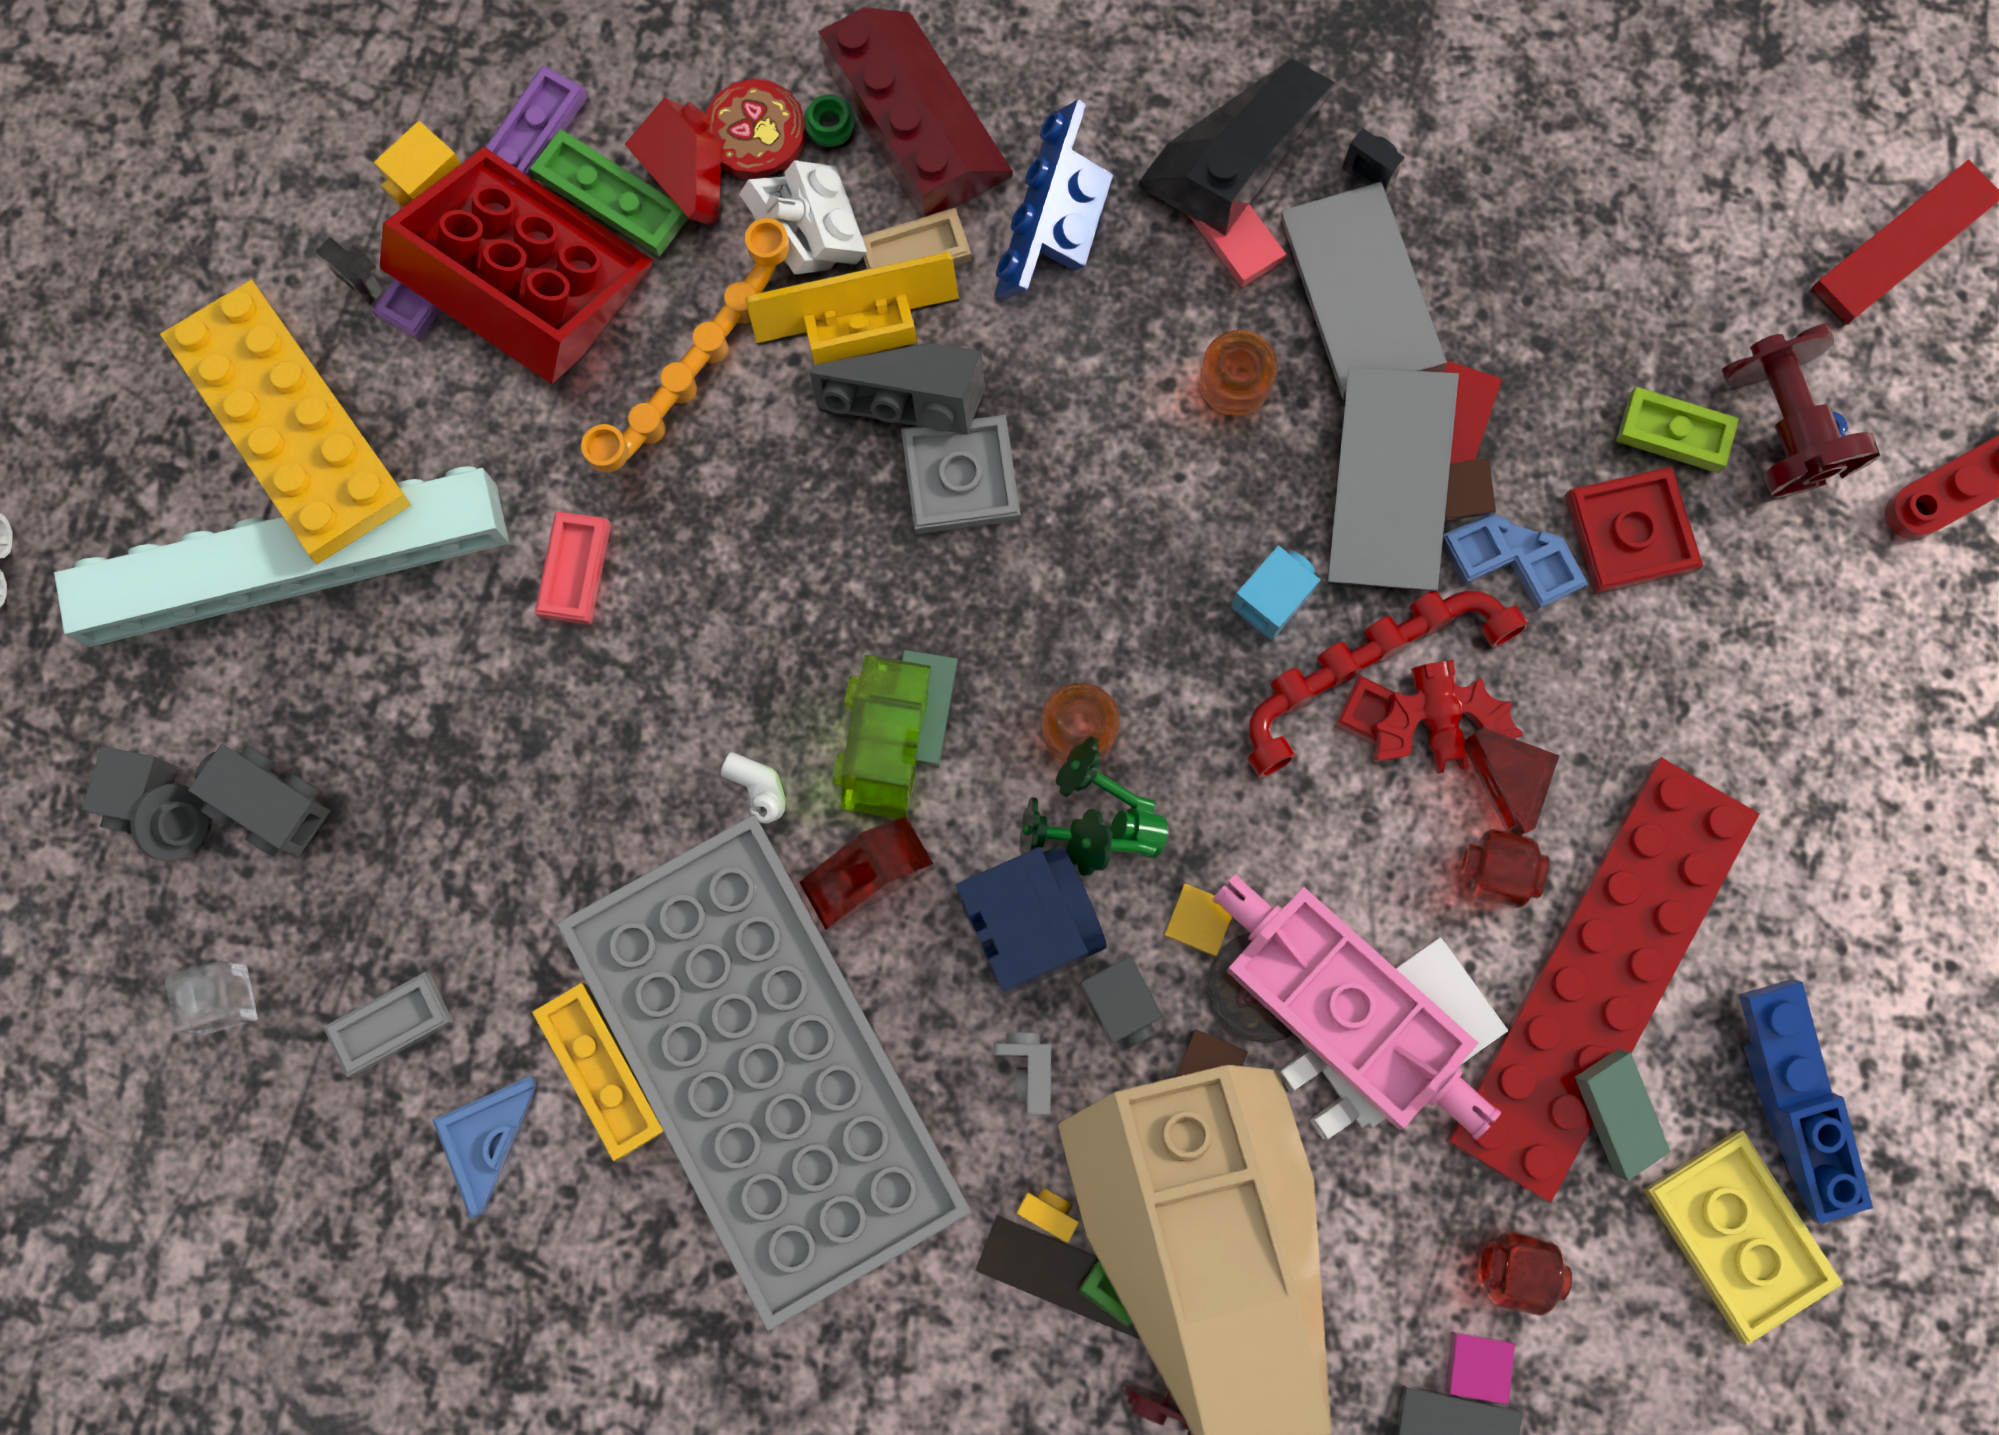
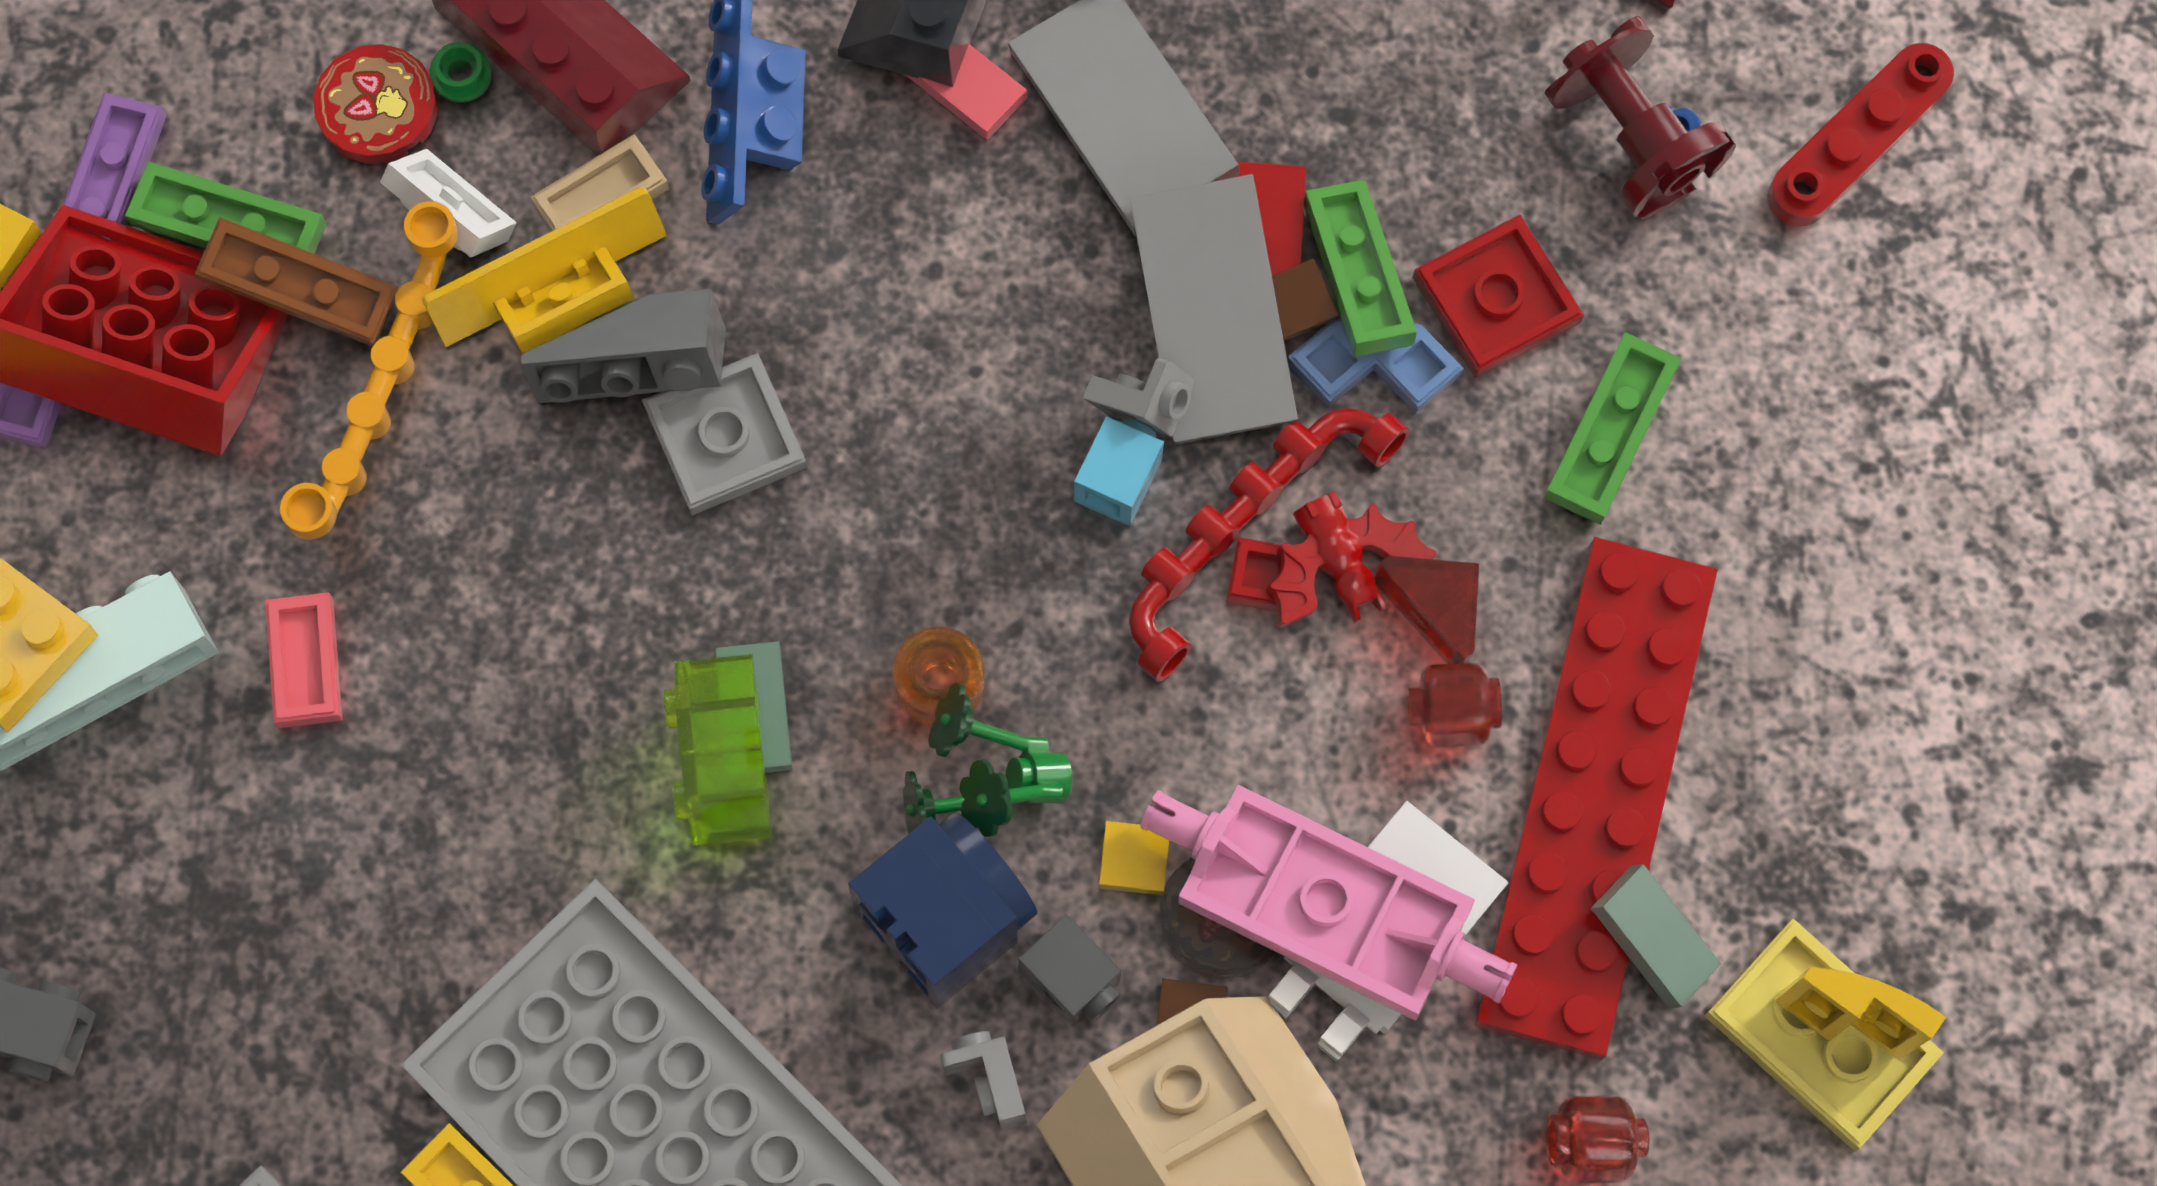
camera: 20 degrees left, 5 degrees down
(649, 257) = (296, 282): none -> dark orange tile
(682, 157) = (301, 158): red slope -> none
(762, 785) = (594, 845): white arm -> none
(821, 212) = (481, 179): white plate -> none
(865, 871) = (741, 907): clear red slope -> none
(1243, 350) = (1004, 210): clear orange wheel -> none
(1319, 545) = (1153, 403): none -> light grey bracket
(1524, 477) = (1359, 268): none -> bright green plate
(1677, 430) = (1515, 172): lime plate -> none
(1702, 669) = (1612, 428): none -> bright green plate
(1799, 1104) = (1844, 869): blue slope -> none
(1800, 1240) = (1839, 999): none -> yellow slope

